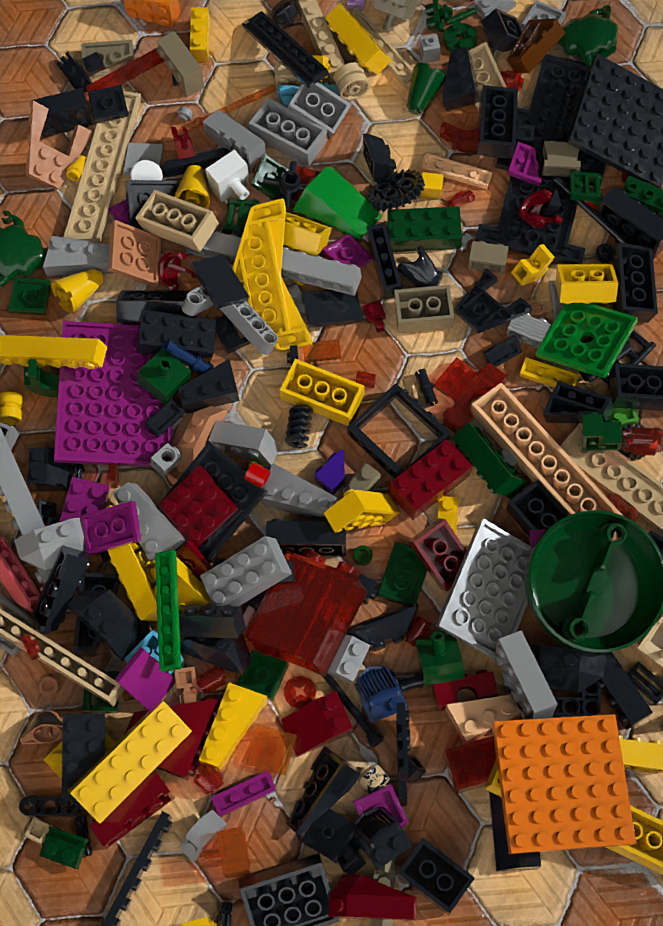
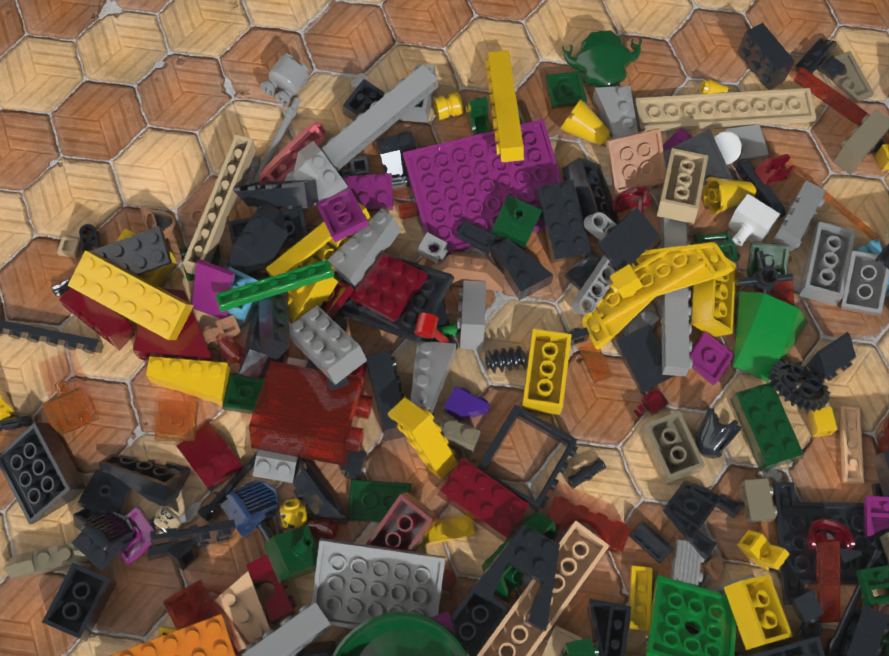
camera: 70 degrees right, 0 degrees up
(31, 646) = (215, 182): clear red plate -> none
(45, 162) = (705, 58): nougat wing -> none
(63, 847) = (55, 270): dark green plate -> none
(108, 104) = (792, 93): black tile -> none
(184, 113) = (811, 164): light grey plate -> none
(194, 362) = (541, 245): dark blue pin -> none
(202, 834) = (86, 379): light grey brick -> none
(208, 779) = (136, 372): clear red head -> none
(243, 794) = (130, 407): magenta plate -> none
(259, 296) = (625, 282): none -> yellow brick
(301, 700) = (229, 436): clear red gear -> none
(362, 555) = (389, 456): dark green tile -> none
(366, 379) = (575, 408): clear red tile -> none
(369, 900) = (43, 541): dark red wedge -> none
(383, 260) = (713, 394): black brick -> none
(400, 653) = (293, 514): none -> yellow head
(455, 379) = (604, 500): clear red plate -> none
(459, 196) = (822, 456): clear red arm -> none
(499, 443) = (533, 556): none -> black wing
(571, 223) = (828, 579): none -> clear red tile
(587, 247) = (806, 605): none -> black brick

